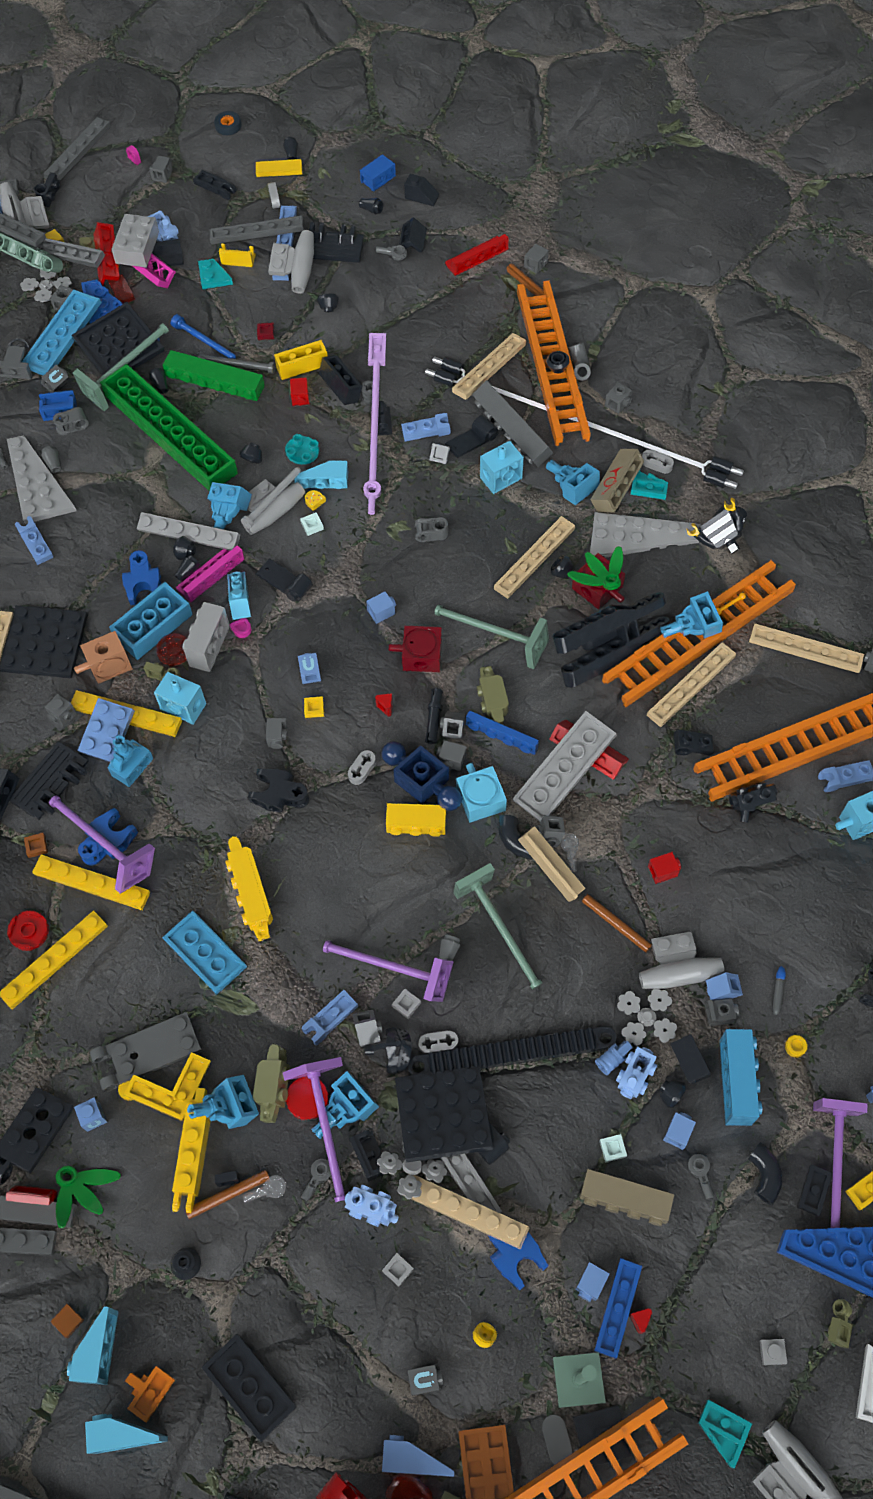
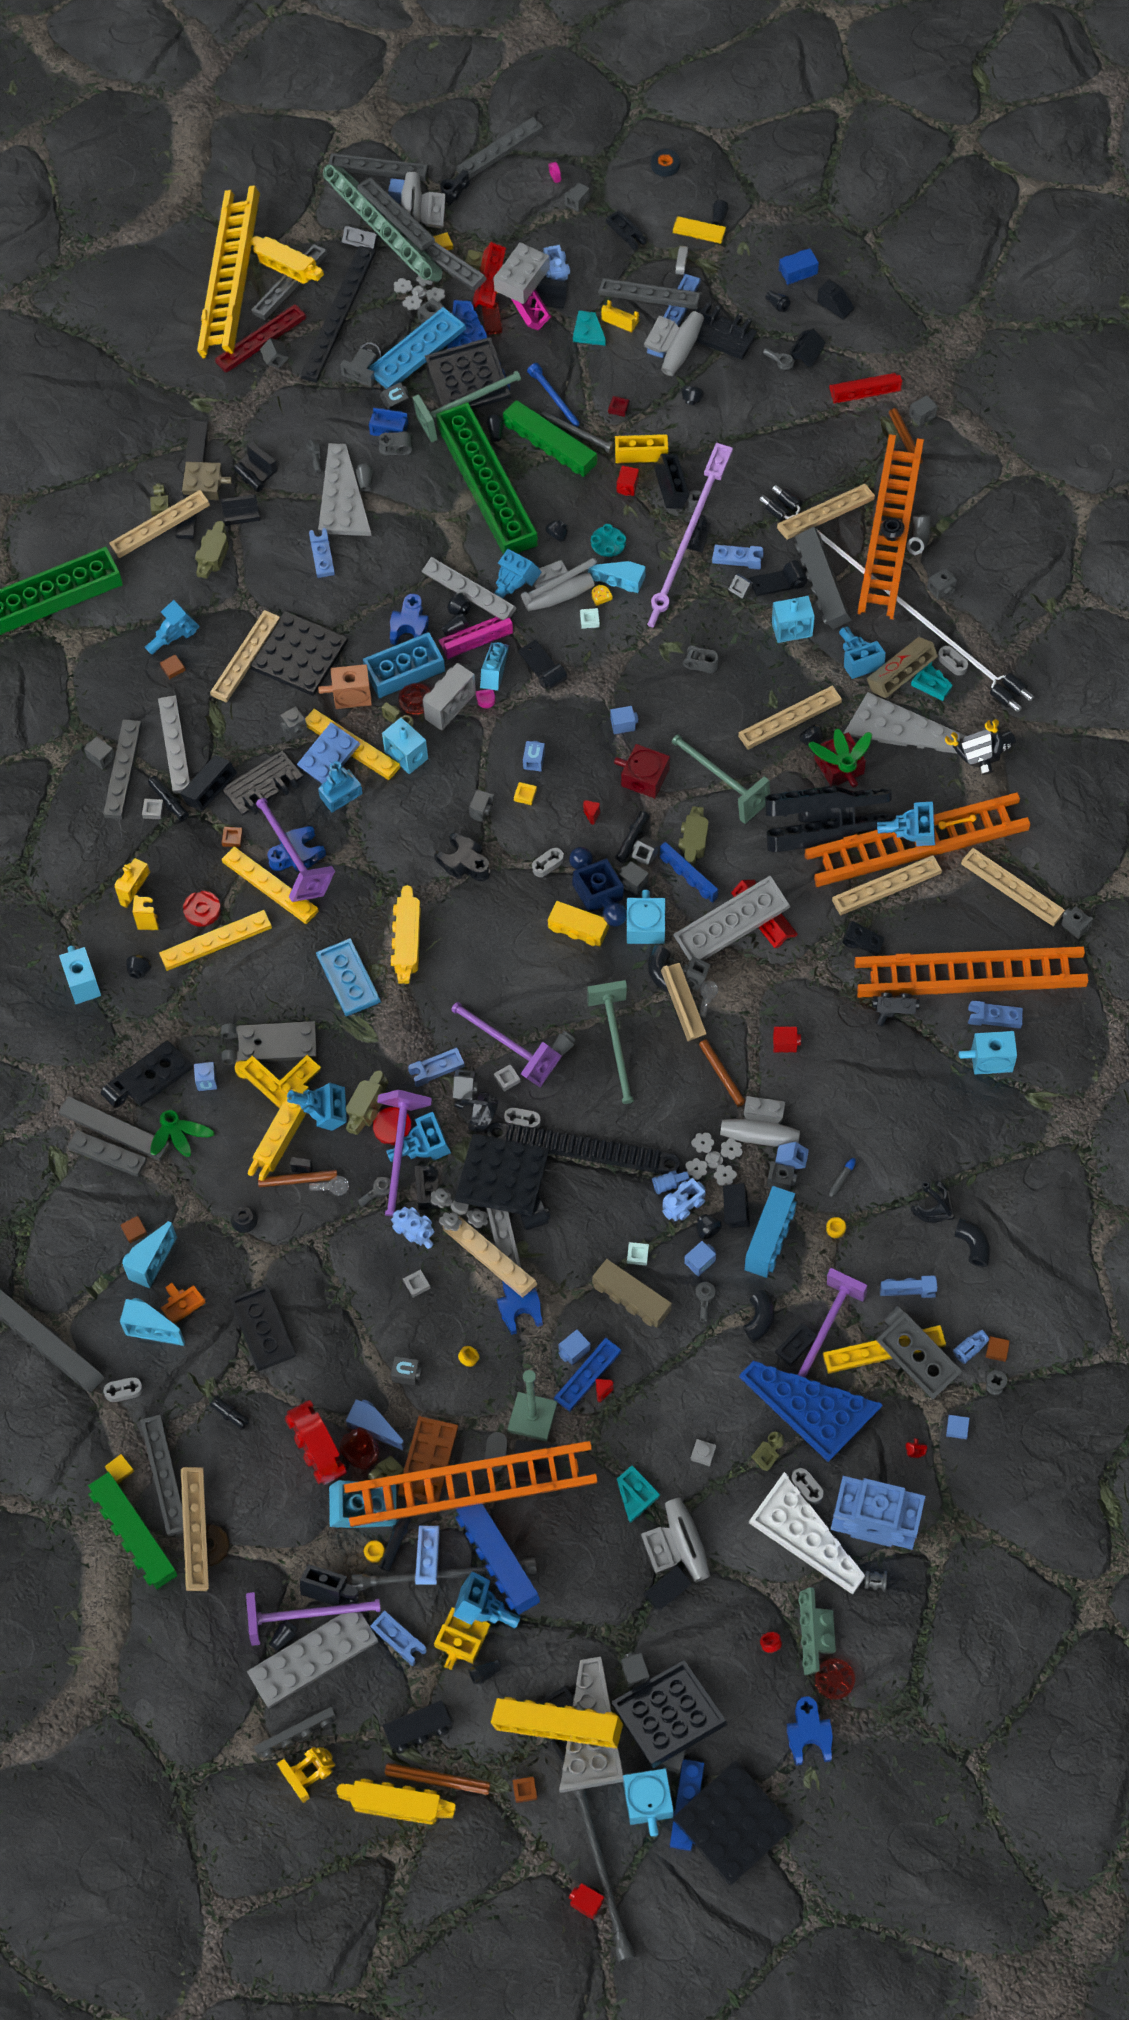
camera: 20 degrees right, 0 degrees up
(31, 1195) = (136, 1123): tile -> none

